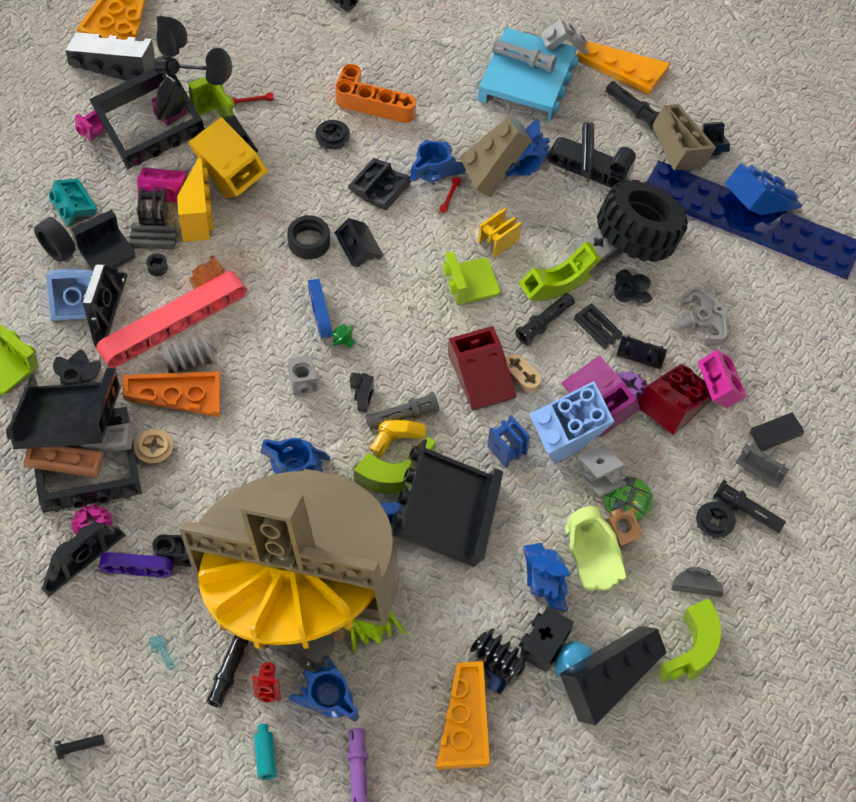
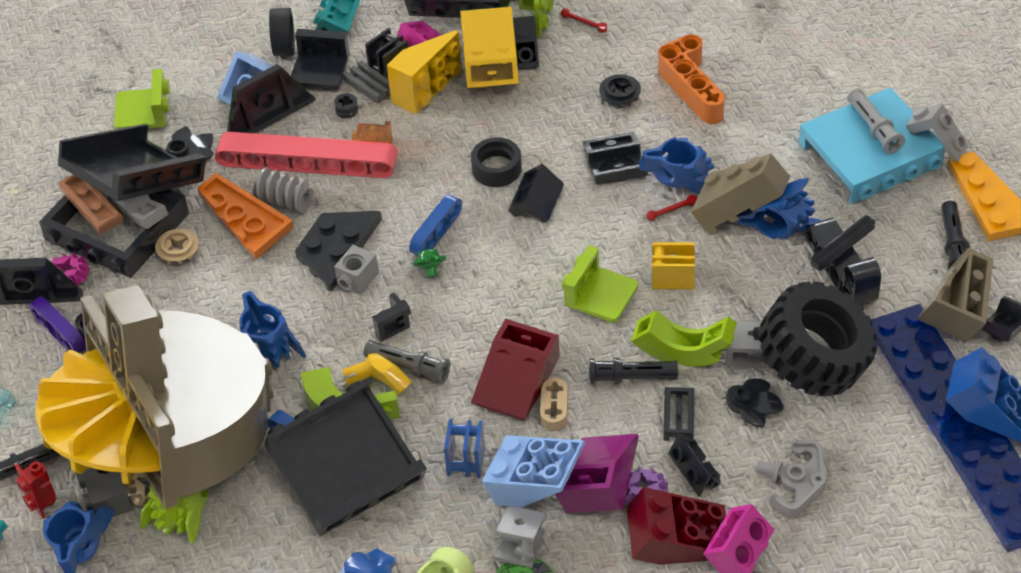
camera: 50 degrees right, 10 degrees down
(262, 367) = (332, 238): none -> black wing

